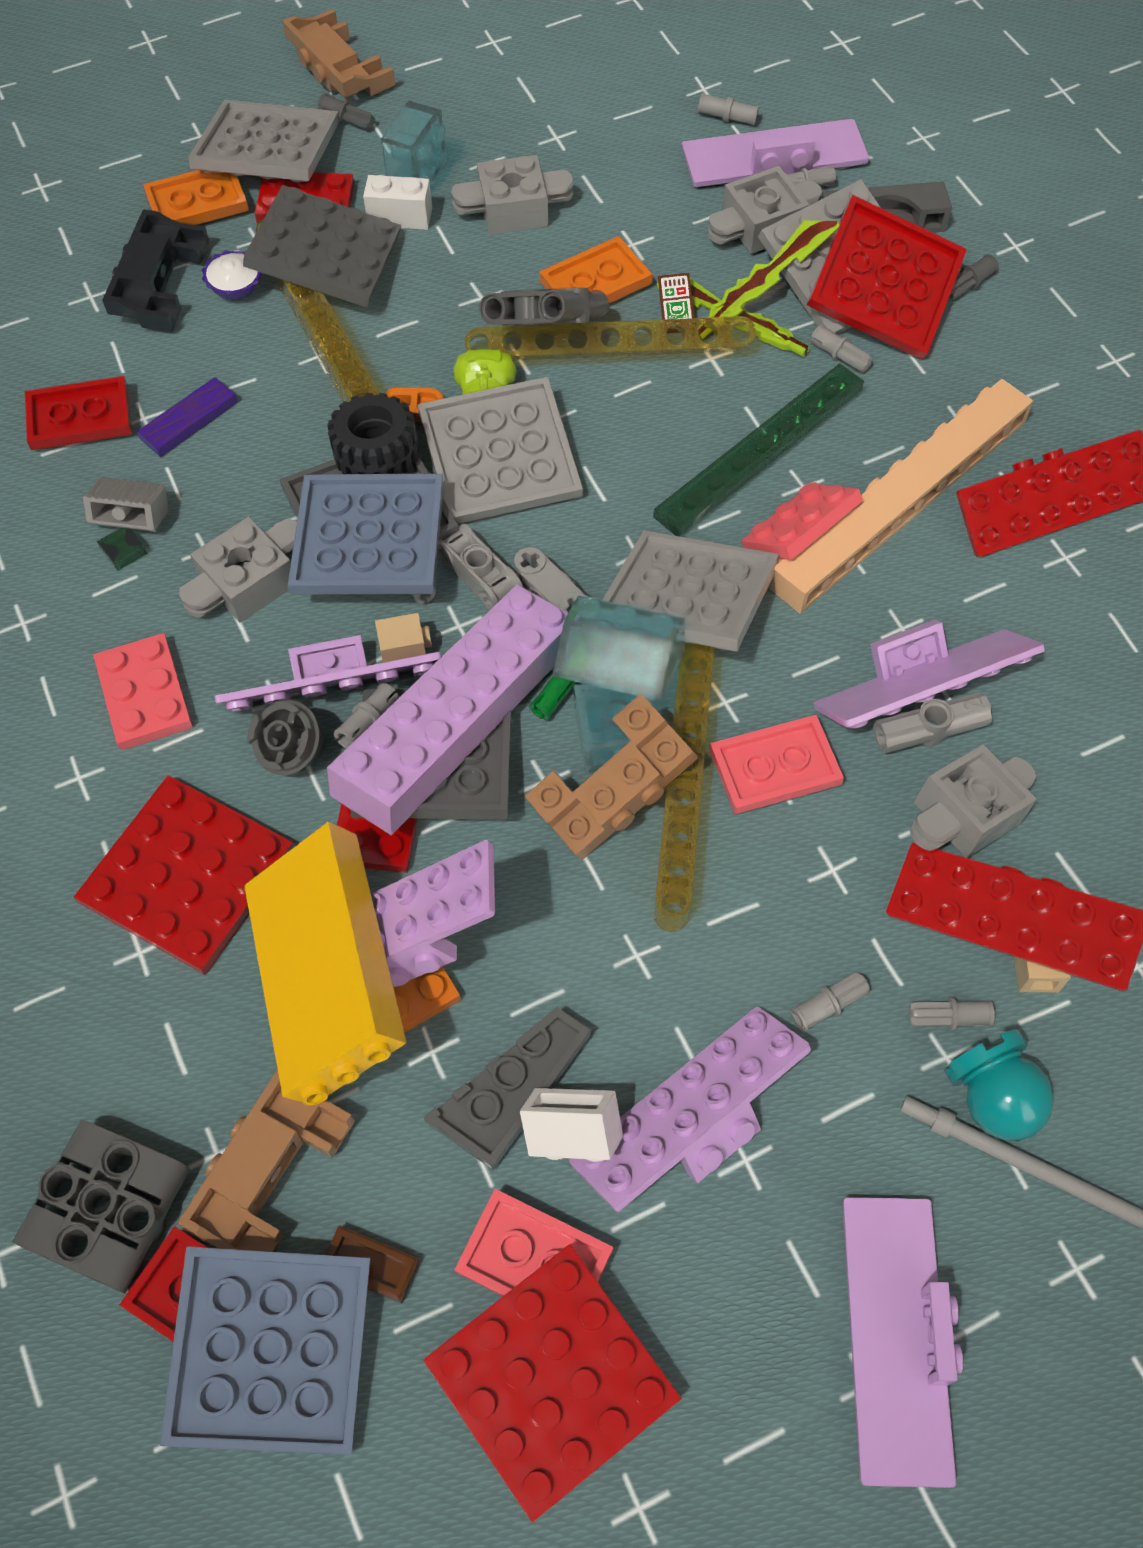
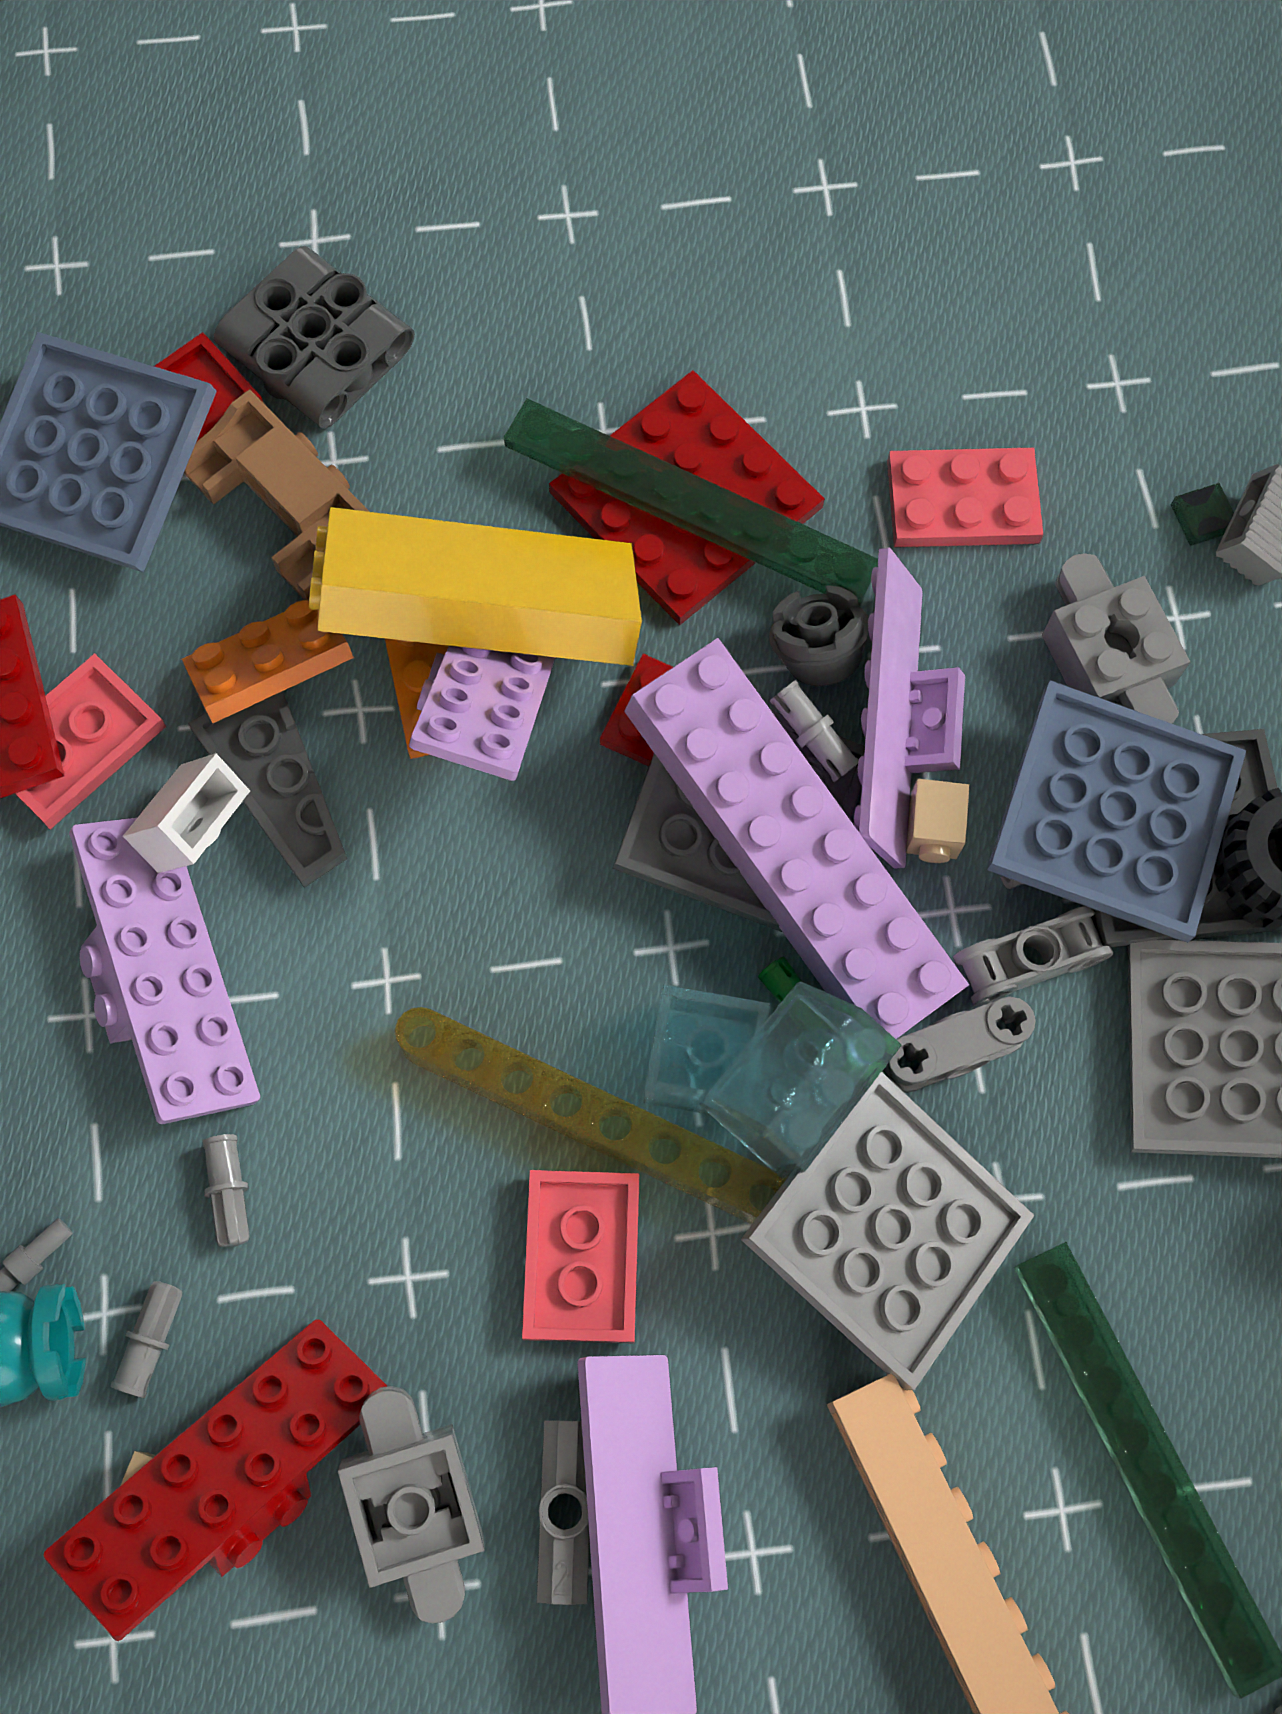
camera: 105 degrees right, 10 degrees up
(195, 865) = (689, 501): none -> clear green plate
(388, 1269) = (135, 595): reddish brown tile -> none
(419, 1123) = (263, 660): none -> orange plate
(620, 786) = (603, 1036): medium nougat bracket -> none
(802, 519) = (975, 1462): coral plate -> none

